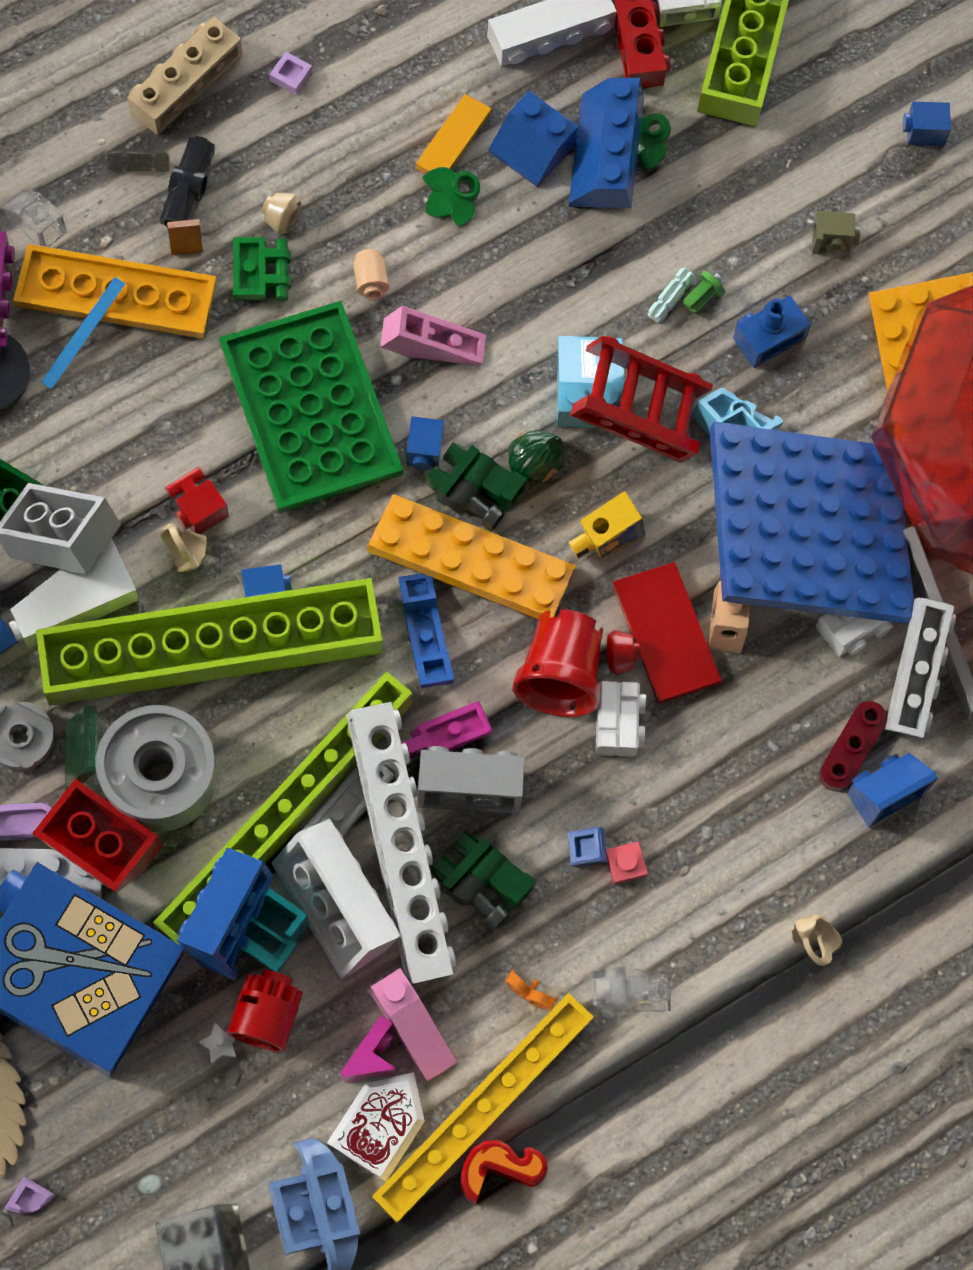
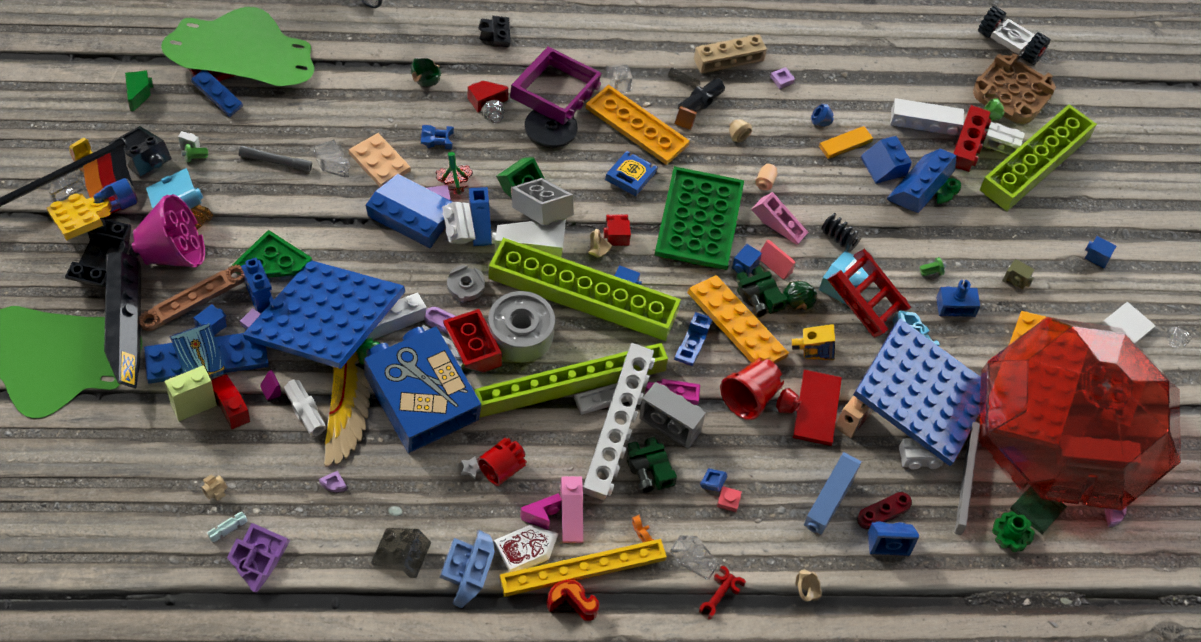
camera: 30 degrees right, 15 degrees down
(81, 745) = (493, 296): clear green tile -> none
(83, 332) = (609, 133): dark azure sticker -> none
(159, 378) = (632, 168): none -> blue container
(224, 912) = (510, 398): blue wedge -> none
(250, 268) = (708, 147): green plate -> none
(275, 931) = (528, 424): teal plate -> none
(336, 898) = (570, 431): white slope -> none
(393, 112) = (822, 116): none -> blue cone
(447, 197) = (827, 166): green plate -> none
(468, 414) = (777, 260): none -> coral slope
(537, 310) = (840, 233): none -> black piece
(618, 719) = (766, 431): white brick -> none
(671, 295) = (915, 261): light aqua axle -> none
(701, 997) = (728, 581): none -> red bar
(771, 770) = (832, 493): none -> medium blue slope
(919, 667) = (941, 486): white brick -> none

